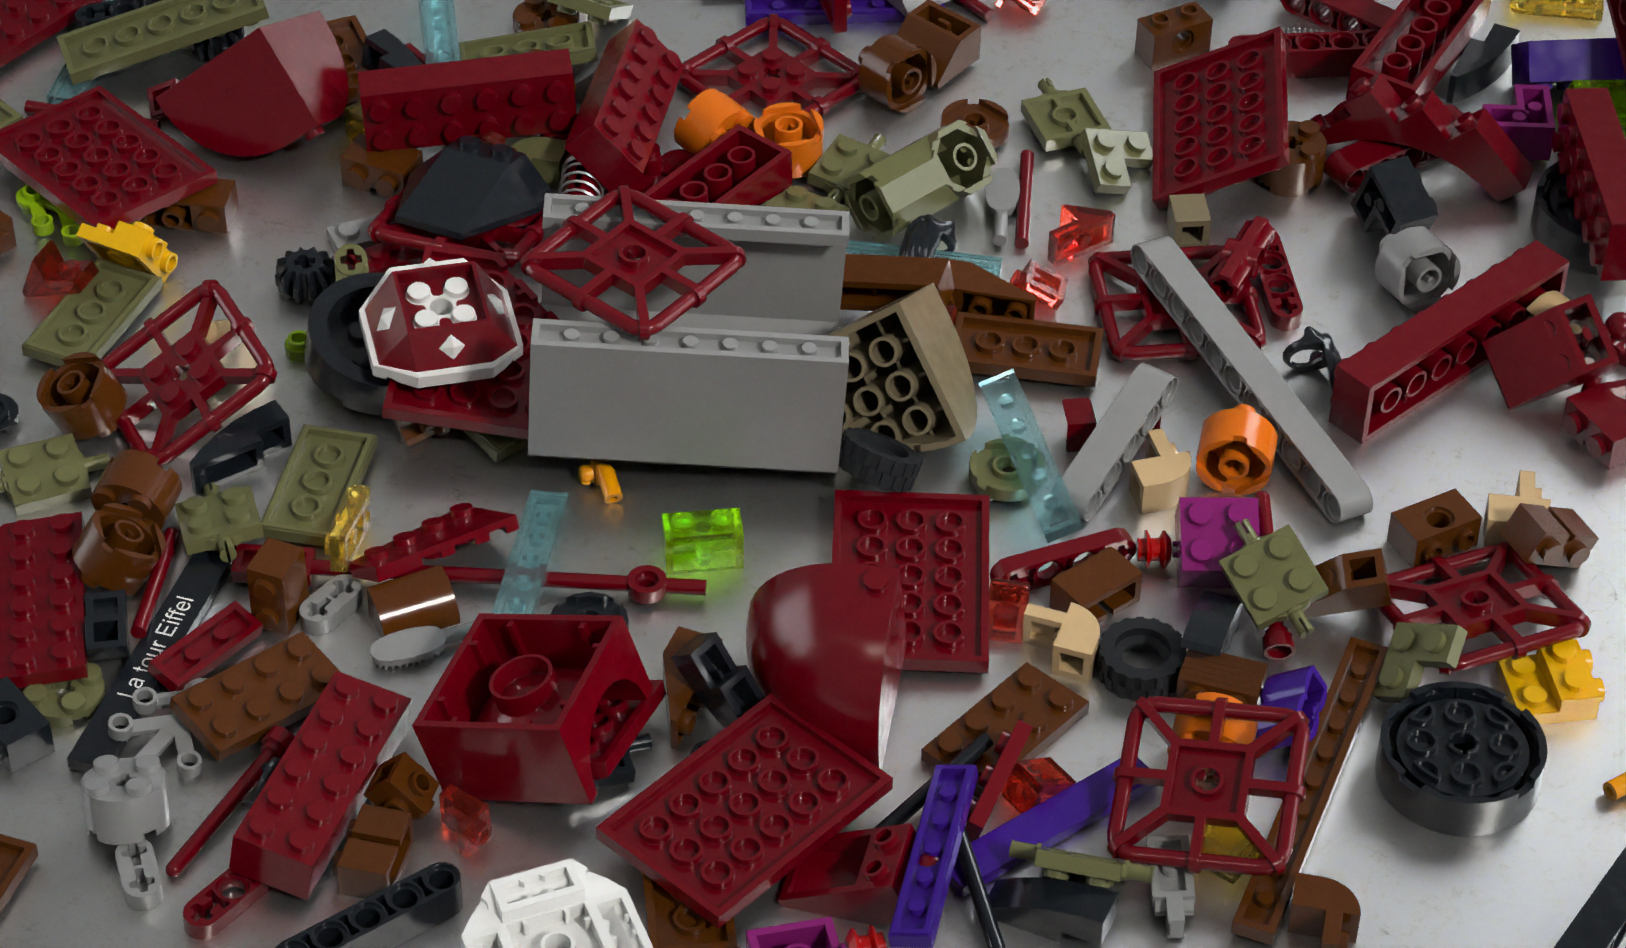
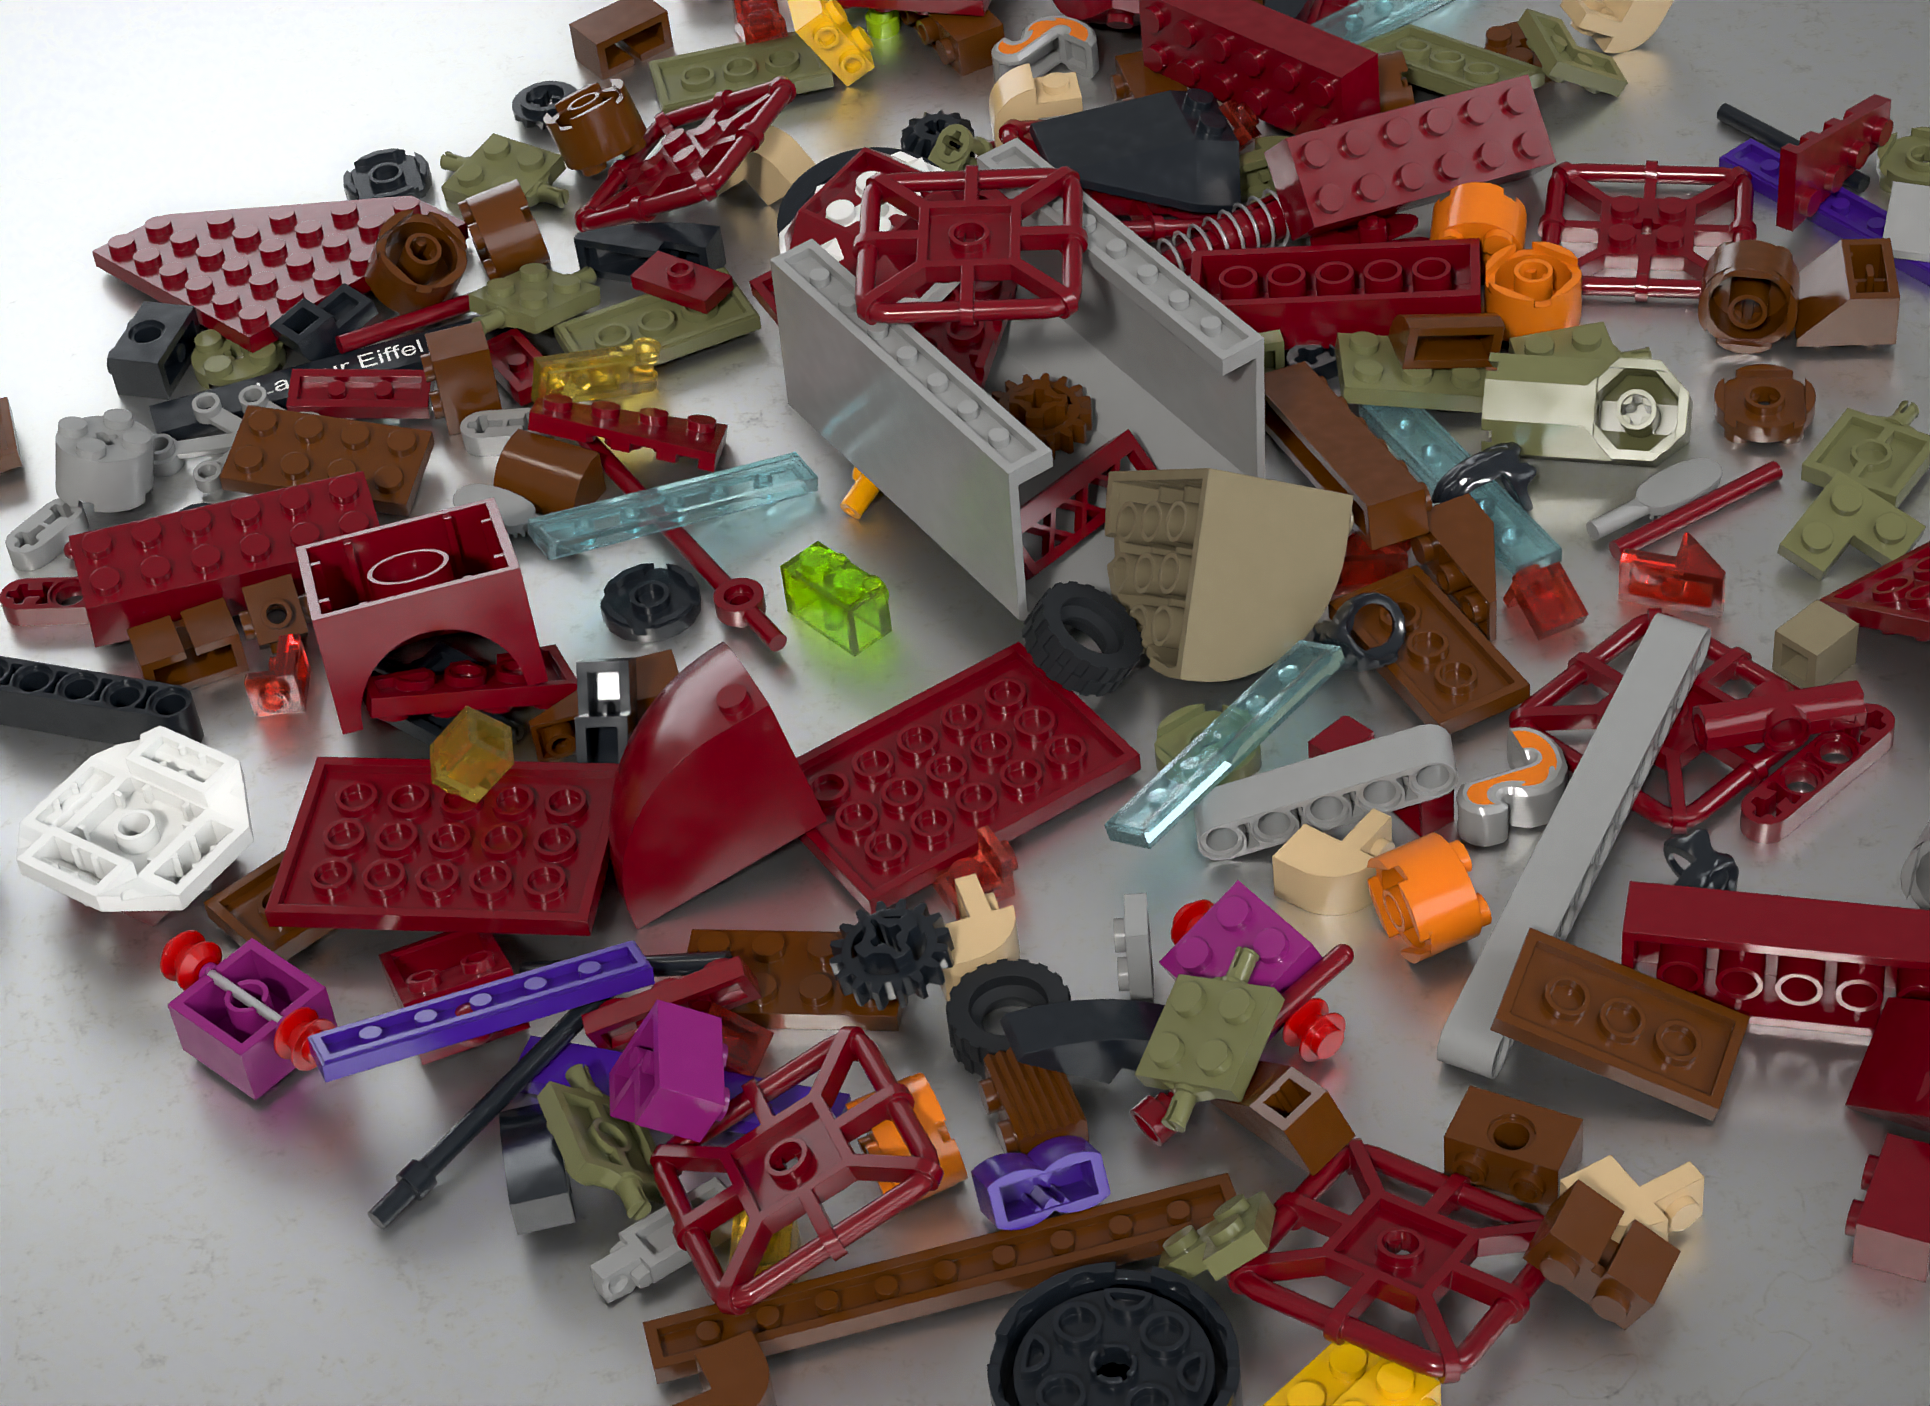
camera: 60 degrees right, 0 degrees up
(271, 173) = (1048, 44): none -> light grey animal
(304, 446) = (682, 282): none -> dark red plate
(354, 209) = (1029, 98): none -> tan brick
(711, 745) = (471, 754): none -> clear yellow brick
(802, 185) = (1446, 339): none -> reddish brown brick
(1004, 359) = (1339, 634): none -> black piece
(1025, 565) = (1050, 853): dark red beam -> none
(1064, 666) = (891, 954): none -> black gear
(1086, 788) = (672, 1073): none -> magenta brick
(1099, 579) = (1067, 905): reddish brown piece -> none
(1164, 575) = (1134, 938): none -> light grey plate
(1185, 365) = (1517, 796): none -> light grey animal
(1398, 439) = (1621, 1024): none -> reddish brown plate

